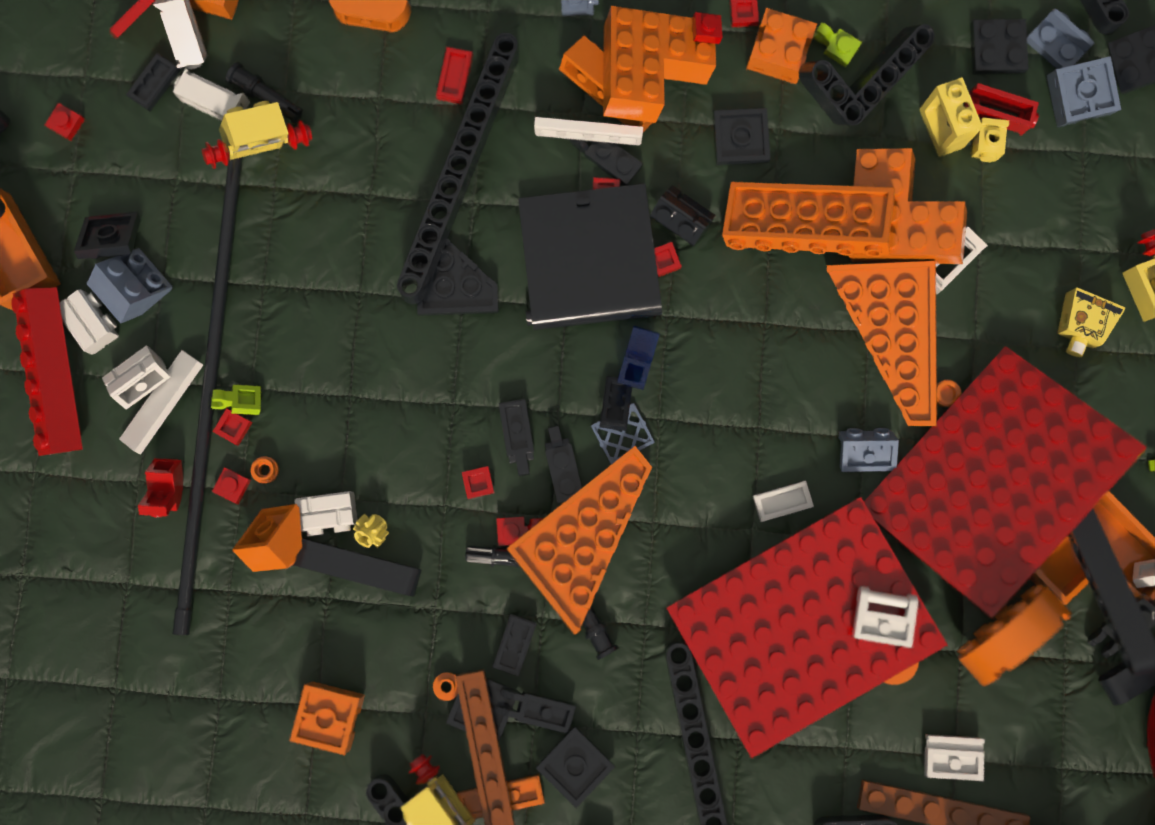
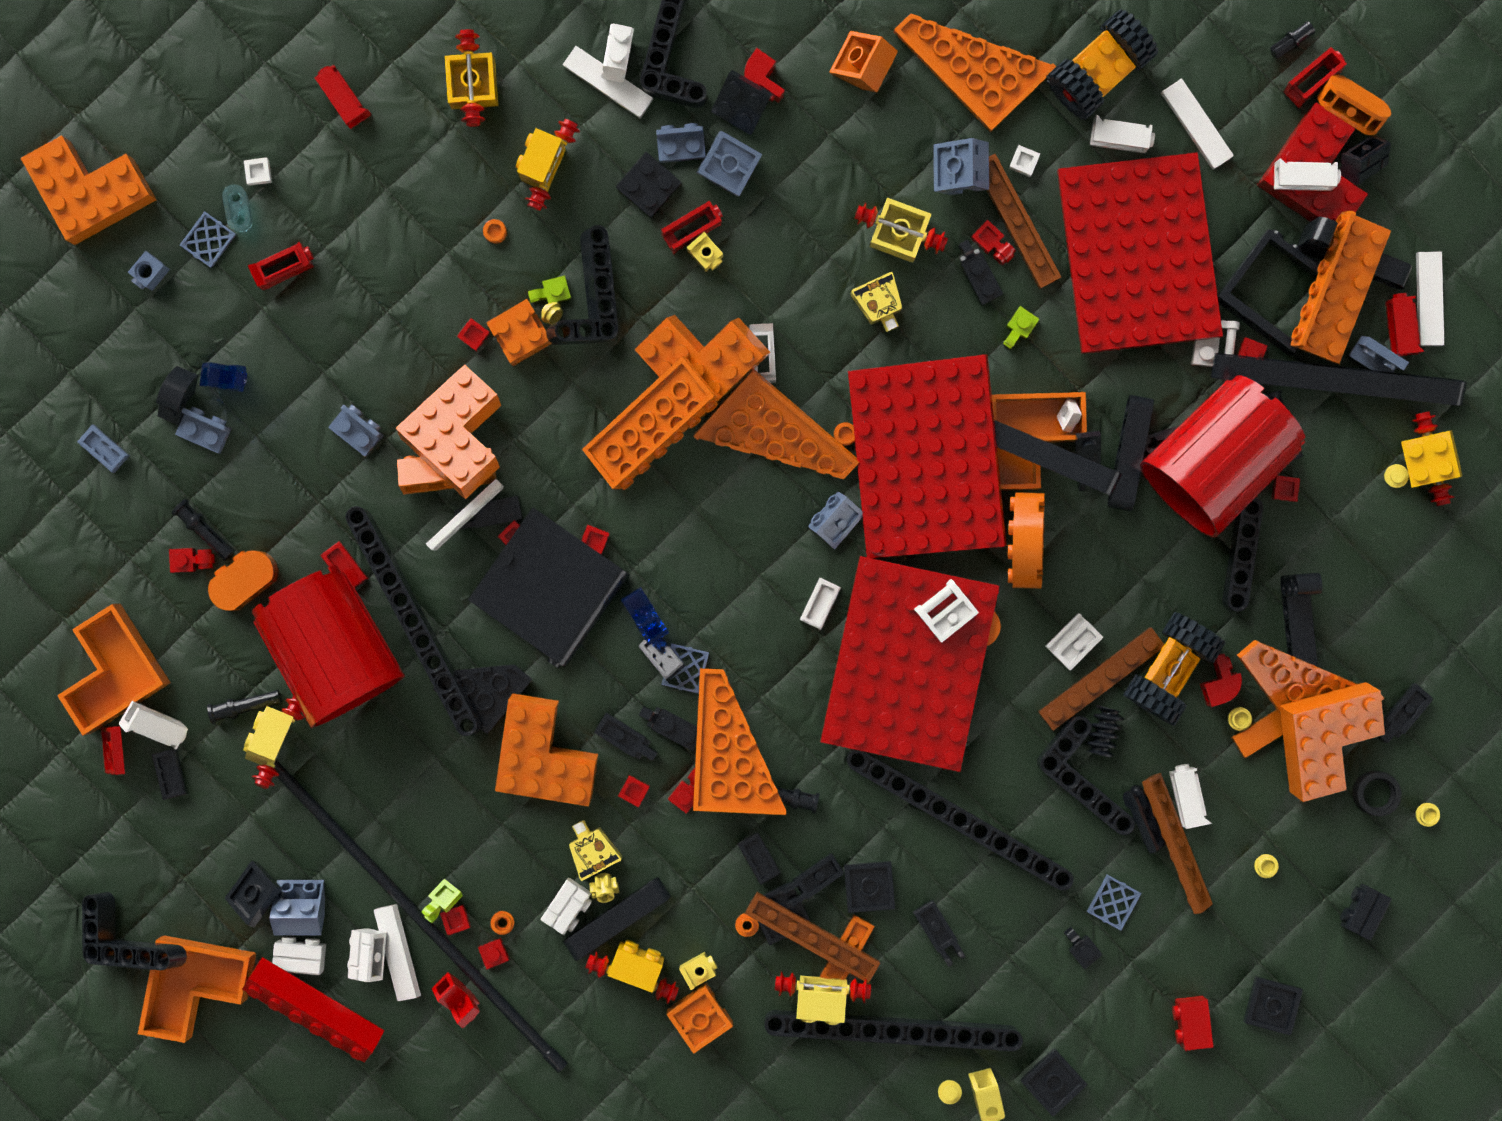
camera: 55 degrees left, 5 degrees up
(64, 122) = (143, 857): red plate -> none
(207, 95) = (215, 745): white window -> none
(271, 539) = (553, 956): orange slope -> none
(322, 620) = (636, 968): none -> yellow brick
(363, 668) = (689, 974): none -> light yellow brick
(373, 106) = (326, 645): none -> red container
(394, 492) = (592, 850): none -> light yellow torso
(424, 374) = (531, 763): none -> orange piece
(489, 556) = (687, 825): black axle -> none
(682, 215) = (576, 502): black brick -> none
(707, 28) = (466, 377): red plate -> none
(741, 136) = (557, 413): black plate -> none
(821, 53) = (551, 313): none -> light yellow plate
(946, 107) = (674, 273): light yellow window -> none

